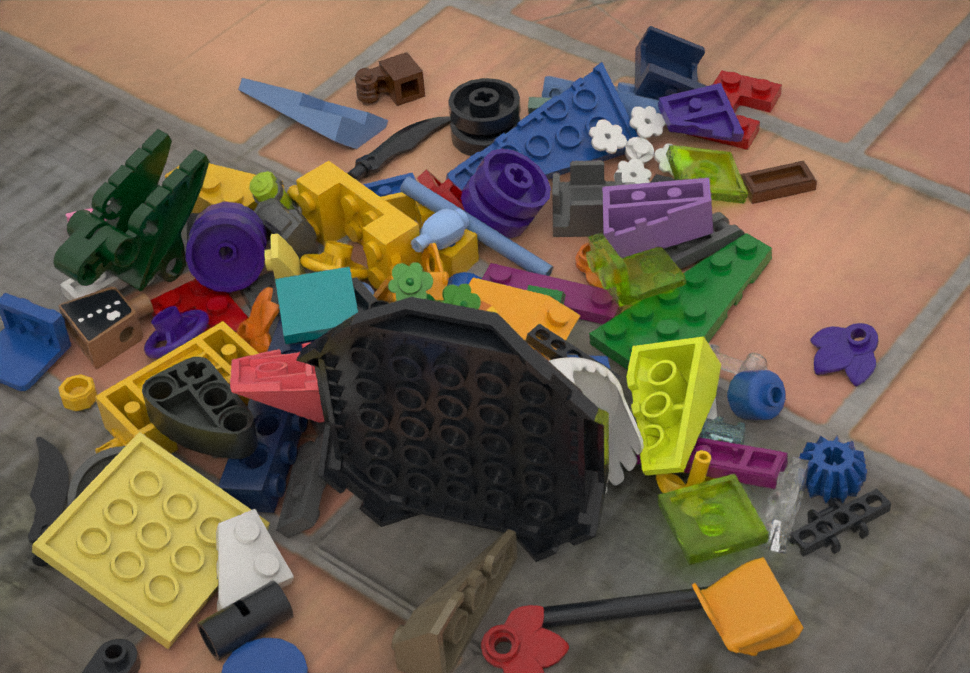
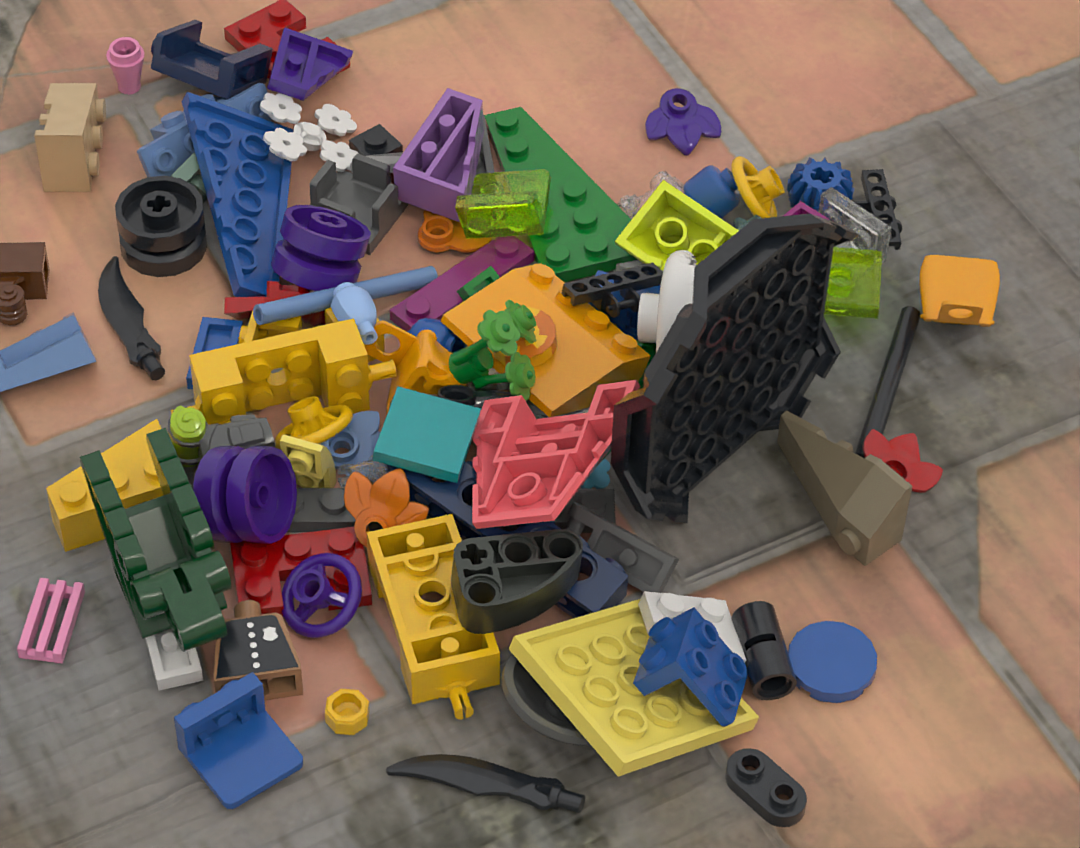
camera: 70 degrees left, 5 degrees up
(176, 569) = (693, 651): none -> blue bracket
(542, 43) = (70, 137): none -> tan wedge
(630, 33) = (126, 62): none -> bright pink cone
(713, 164) = (380, 105): clear neon green plate -> none
(778, 182) = (420, 66): reddish brown tile -> none
(782, 420) = (757, 187): none -> yellow piece

